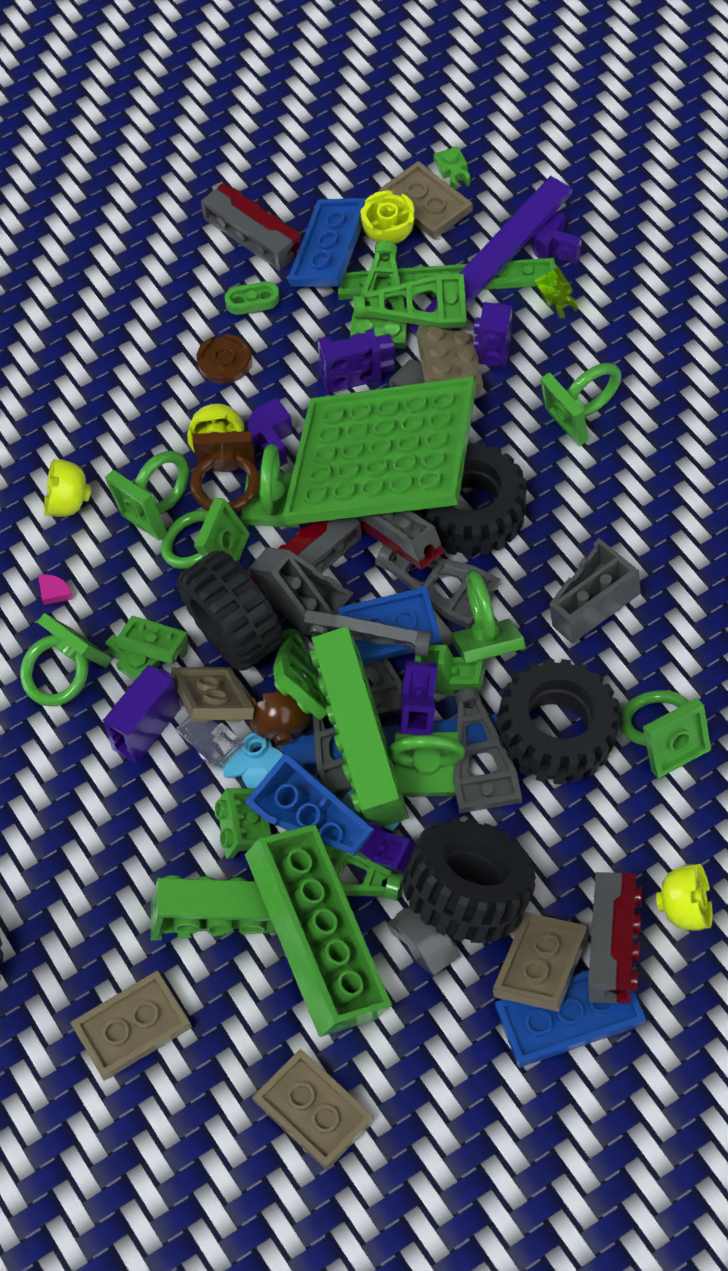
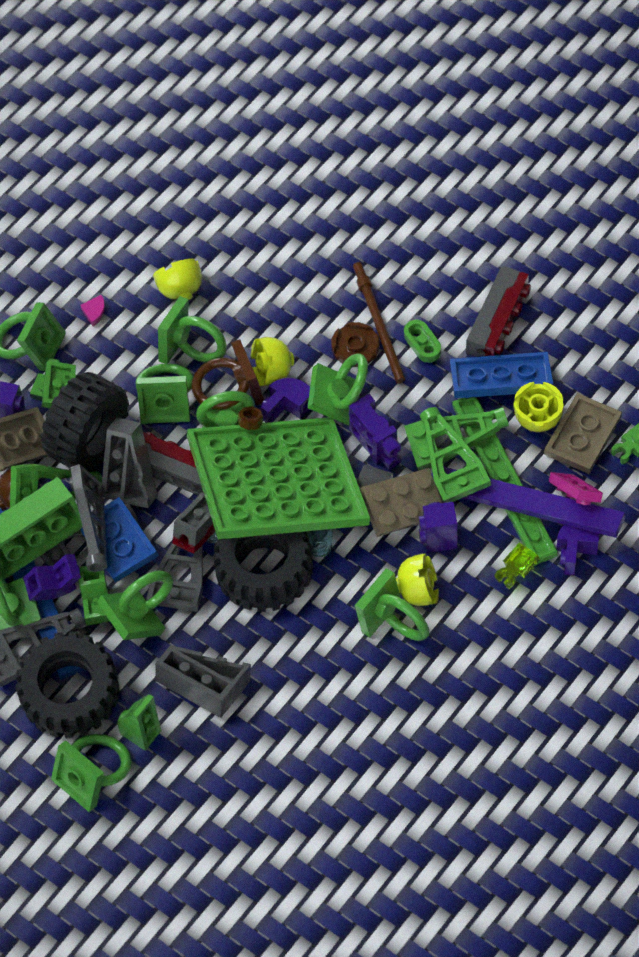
camera: 70 degrees right, 0 degrees up
(153, 329) = (365, 285): none -> reddish brown bar
(288, 383) = (334, 391): none -> bright green tile
(293, 457) = (250, 418): none -> reddish brown tile
(500, 211) = (575, 488): none -> dark pink plate
(539, 362) = (417, 580): none -> neon yellow cylinder
(631, 657) = (140, 722): none -> bright green slope

